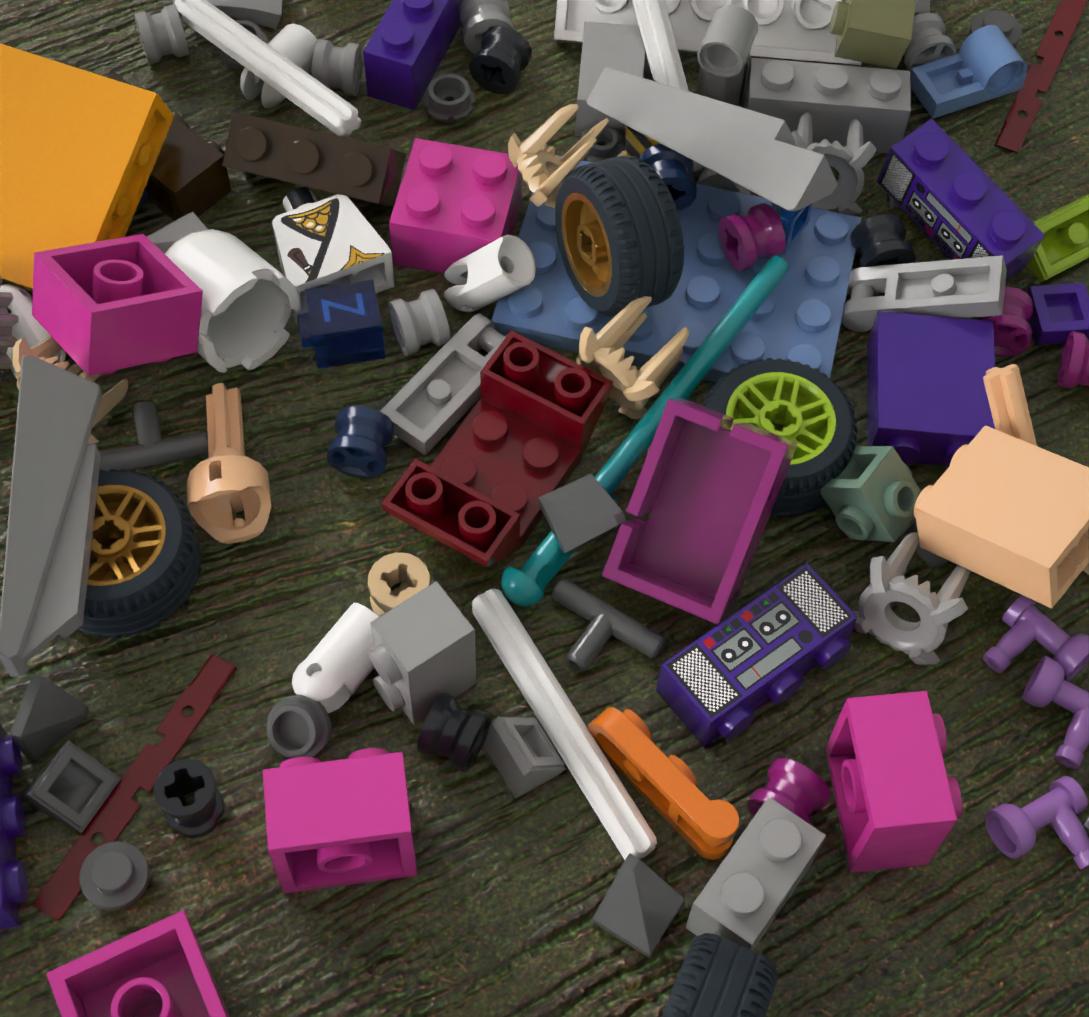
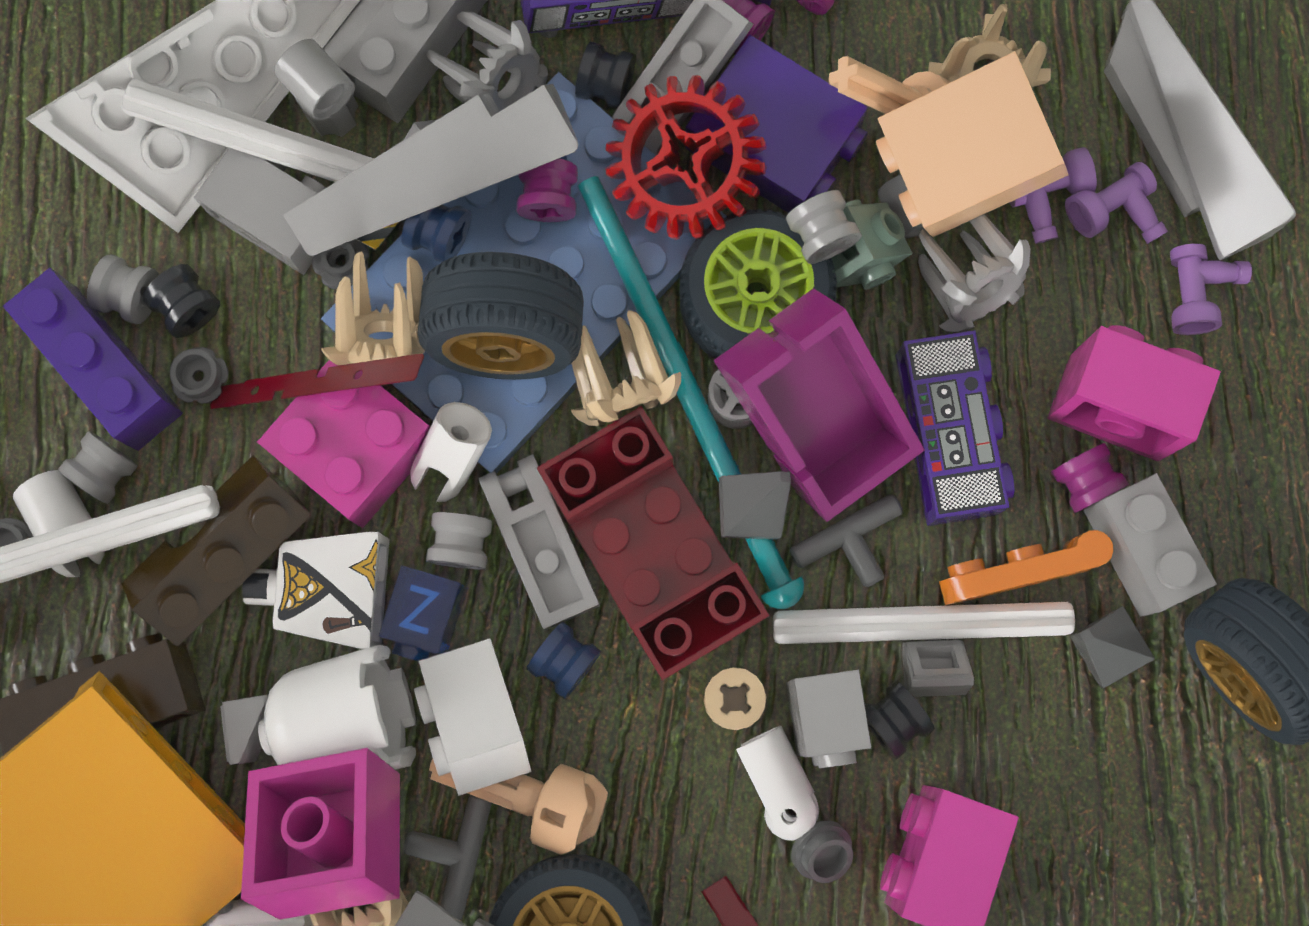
camera: 55 degrees left, 20 degrees up
(272, 385) = (473, 718): none -> white brick
(485, 147) = (307, 383): none -> dark red piece
(853, 330) = (660, 169): none -> red gear
(859, 431) = (823, 226): none -> light grey wheel

